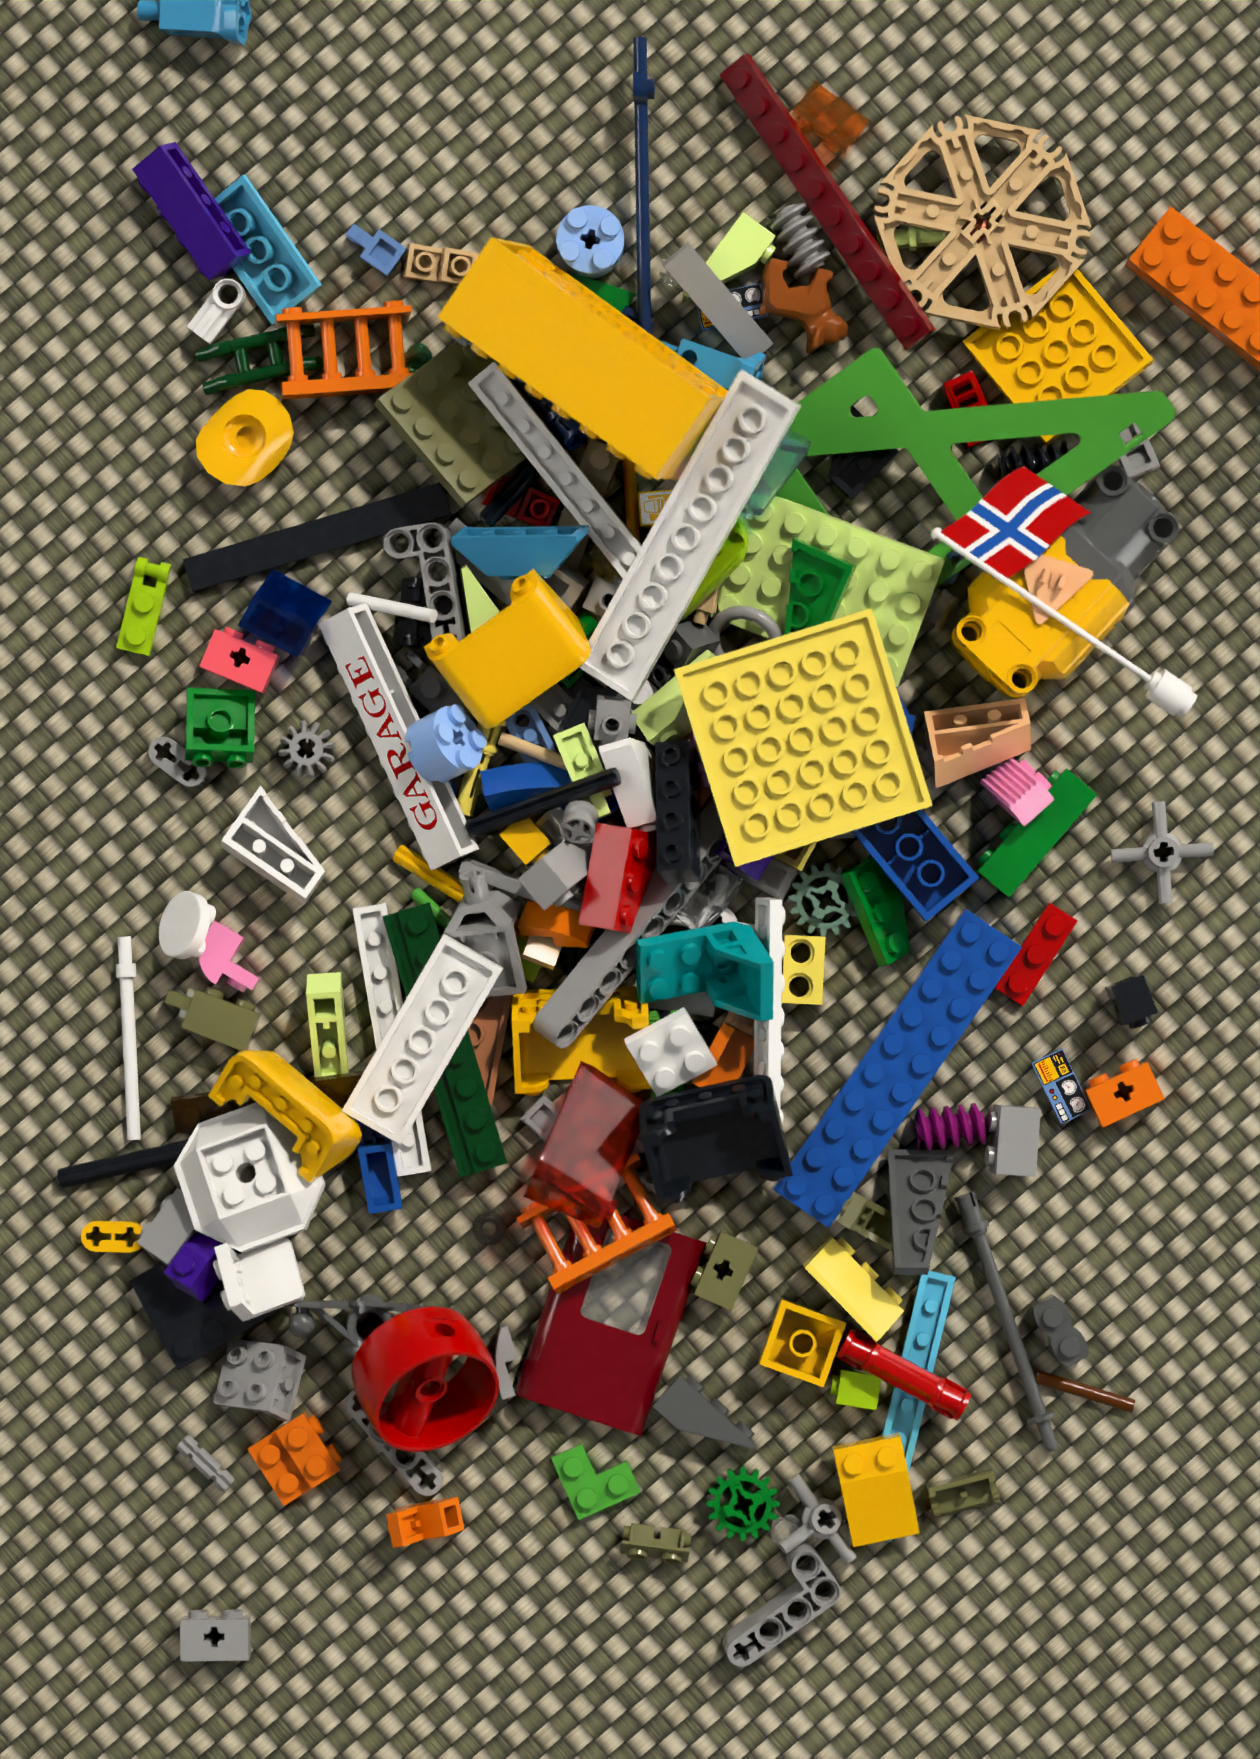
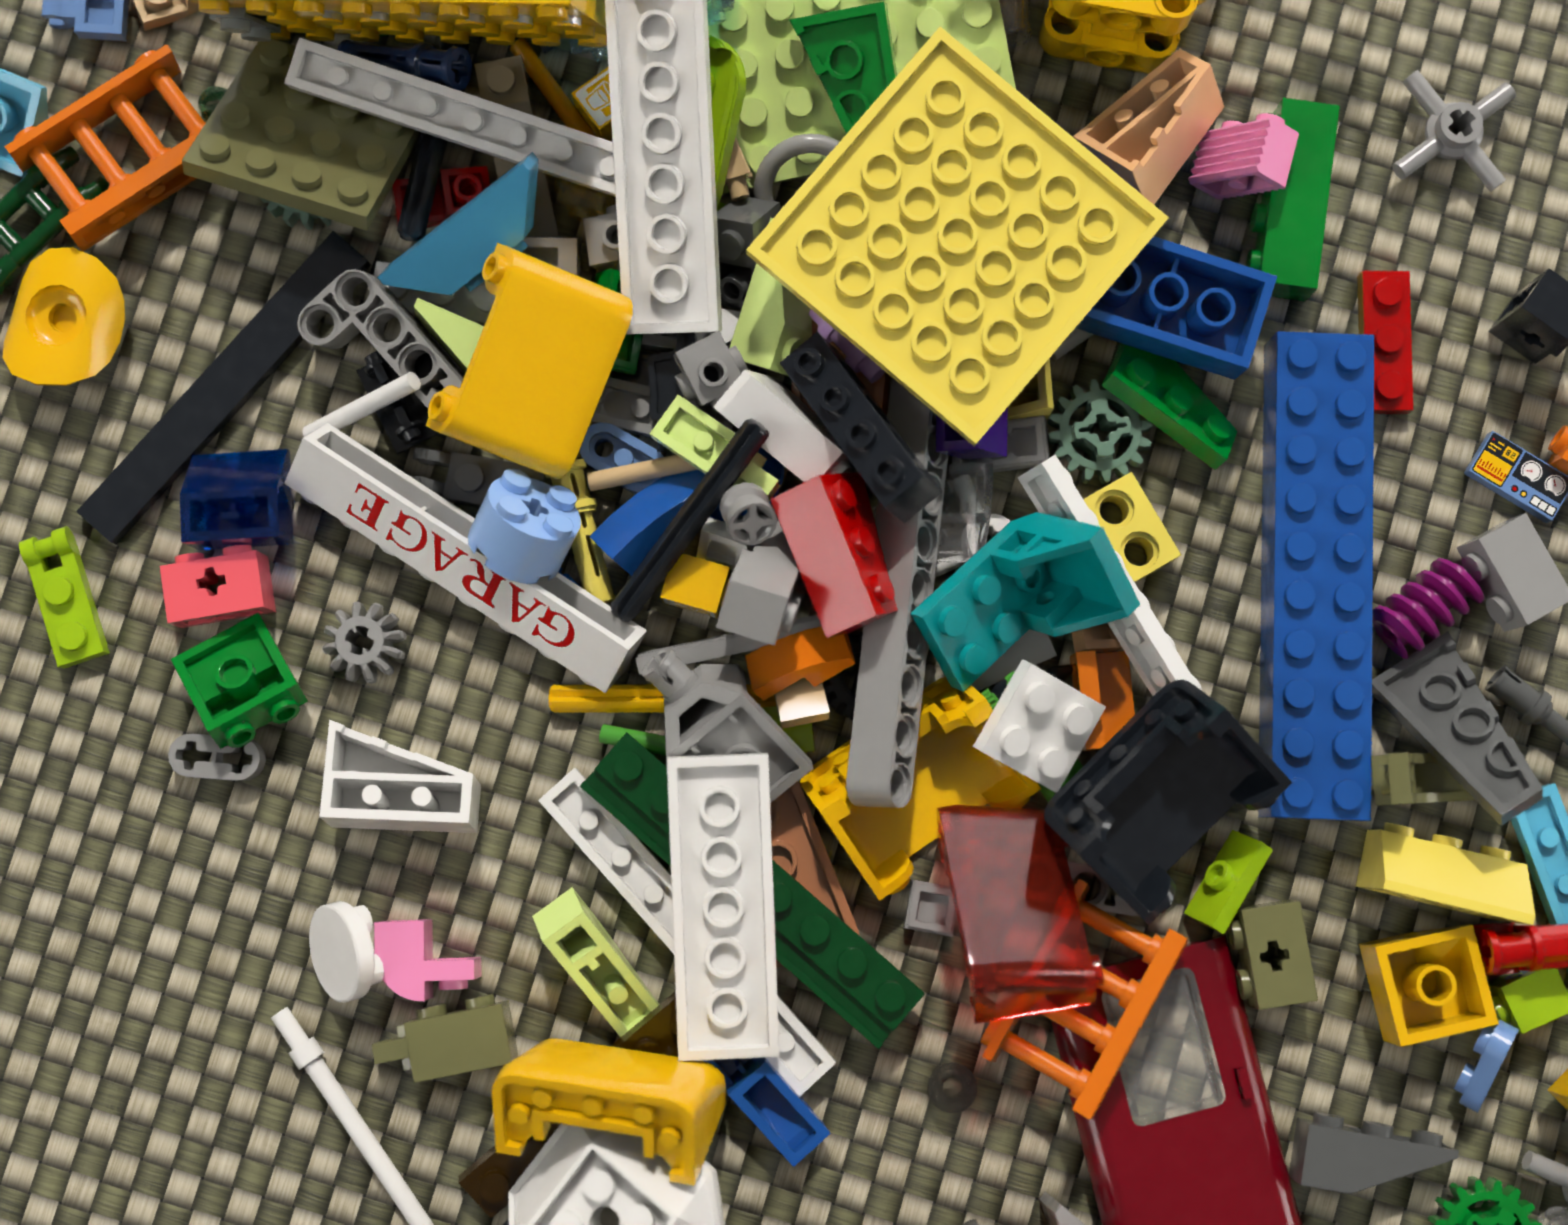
camera: 30 degrees left, 5 degrees down
(726, 1212) = (1228, 881): none -> lime plate
(800, 1414) = (1477, 1081): none -> medium blue plate

